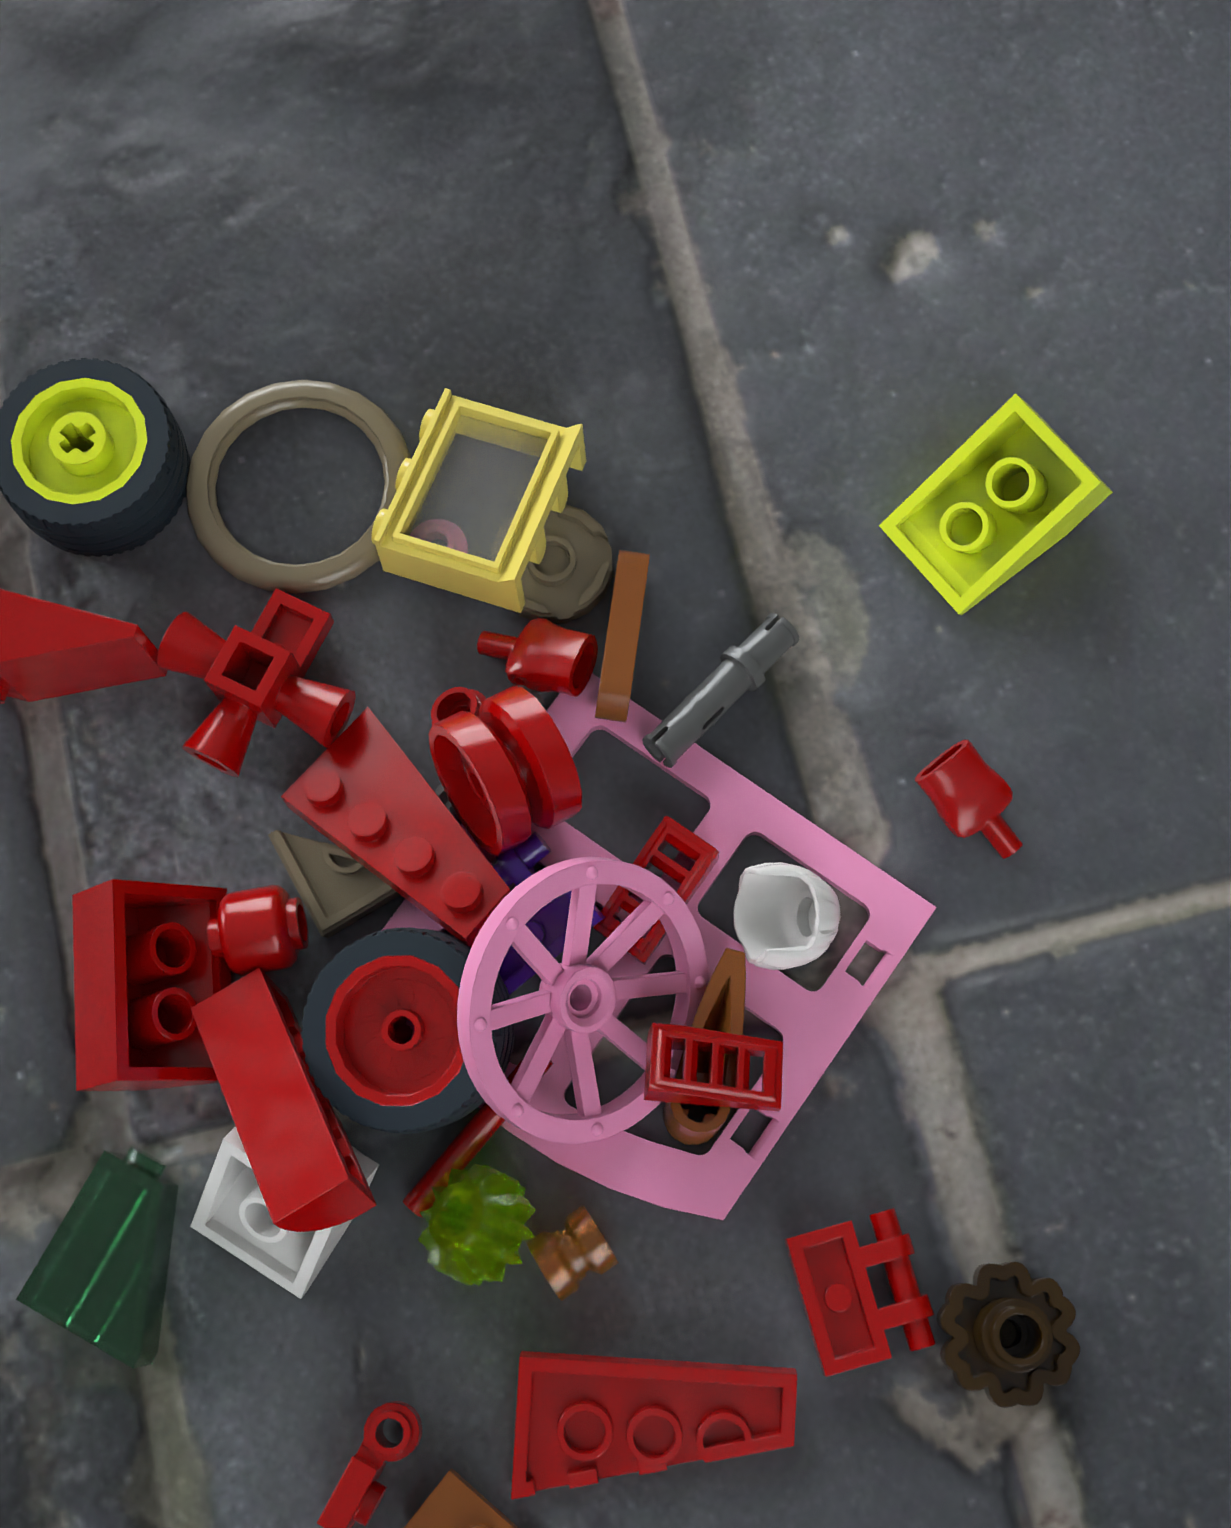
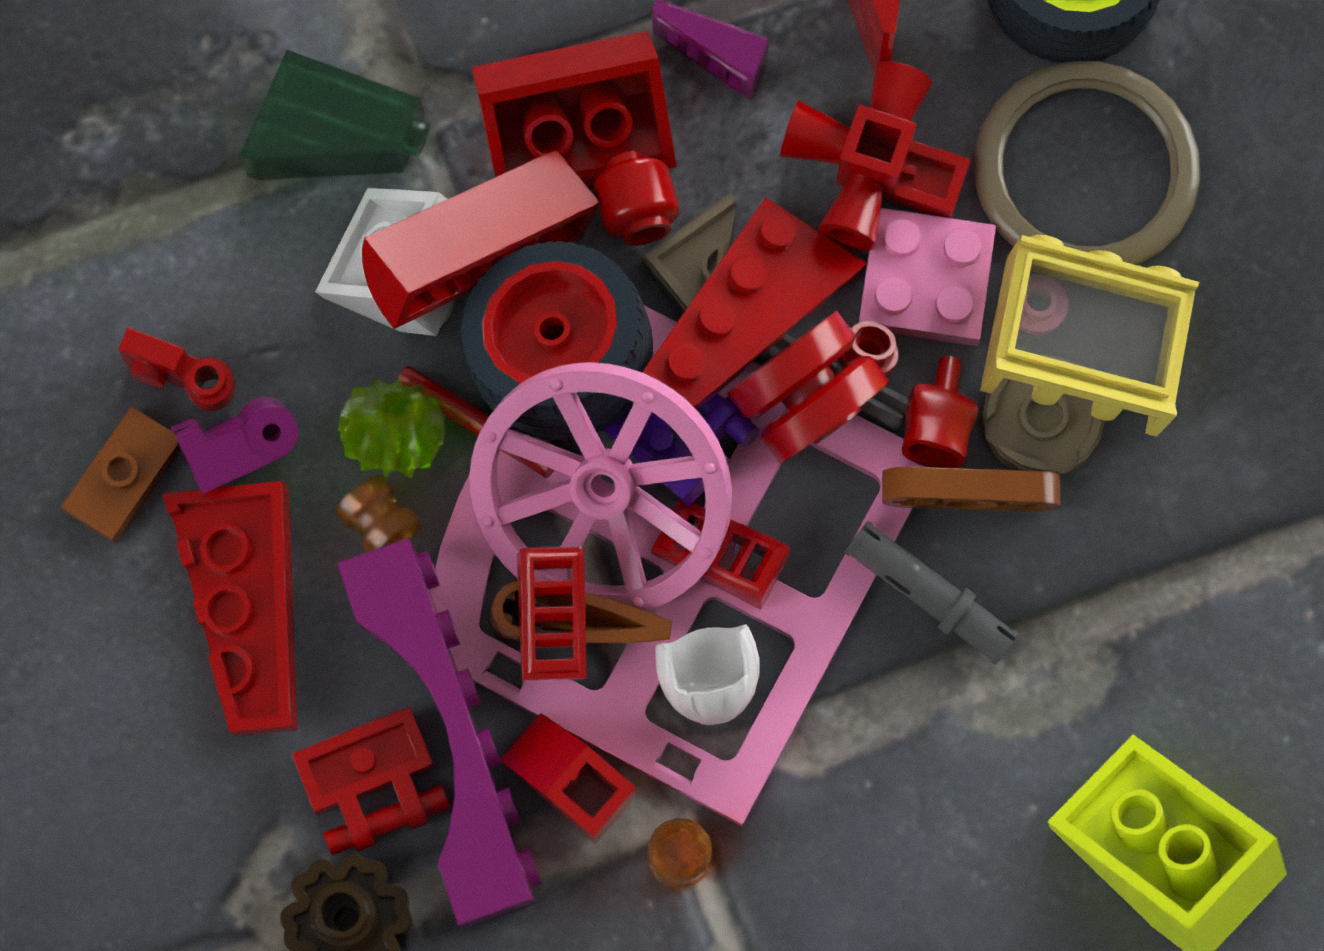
camera: 80 degrees right, 0 degrees up
(105, 824) = (718, 47): none -> magenta slope
(391, 650) = (928, 277): none -> bright pink plate
(468, 1404) = (239, 445): none -> magenta leg
(680, 1241) = (480, 855): none -> magenta arch
(881, 1074) = (570, 777): none -> red slope
(970, 796) = (854, 843): red piece -> none
(975, 962) = (681, 843): none -> clear orange wheel

